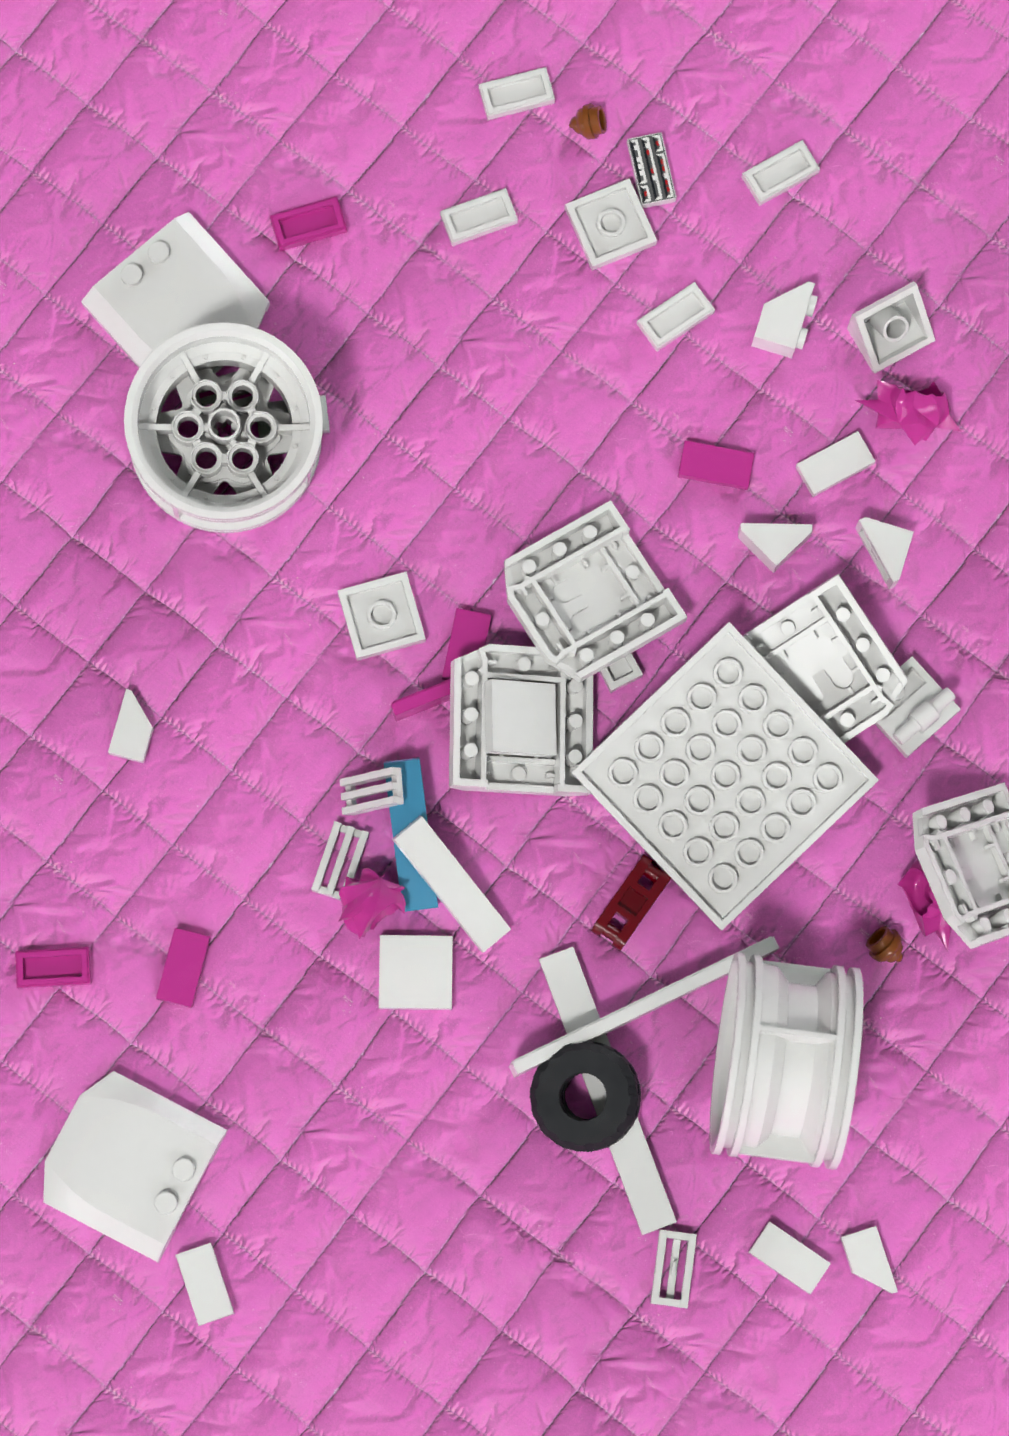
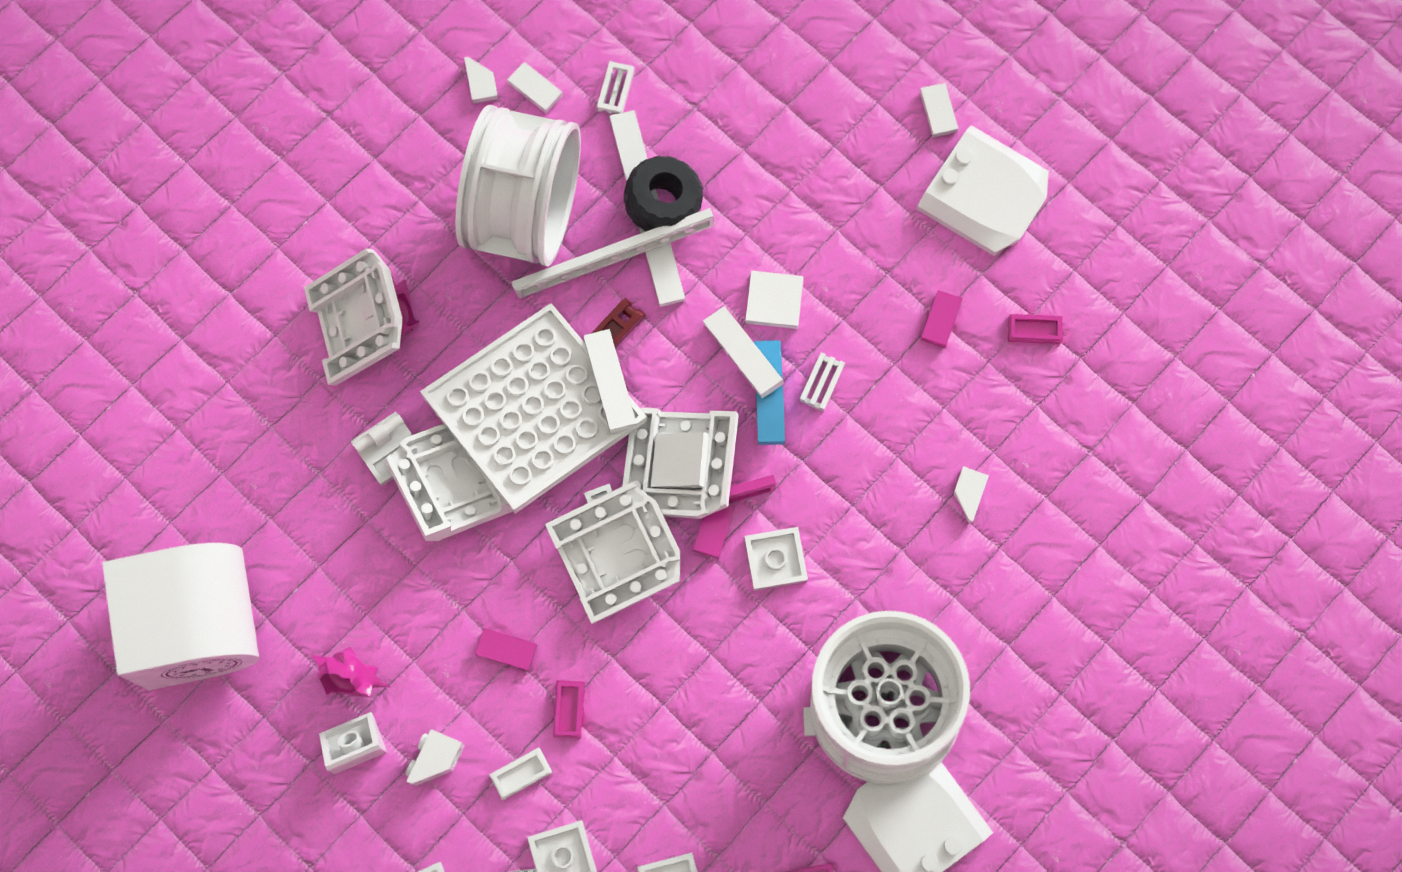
camera: 170 degrees left, 5 degrees down
(352, 794) = (799, 413): white tile -> none
(369, 900) = (805, 343): dark pink hair -> none
(626, 400) = (569, 709): none -> dark pink tile
(626, 816) = (610, 381): none -> white tile
(773, 542) = (468, 581): white slope -> none
(835, 464) = (413, 641): white tile -> none
(885, 945) = (435, 283): dark orange plate -> none
(886, 546) = (383, 568): white slope -> none

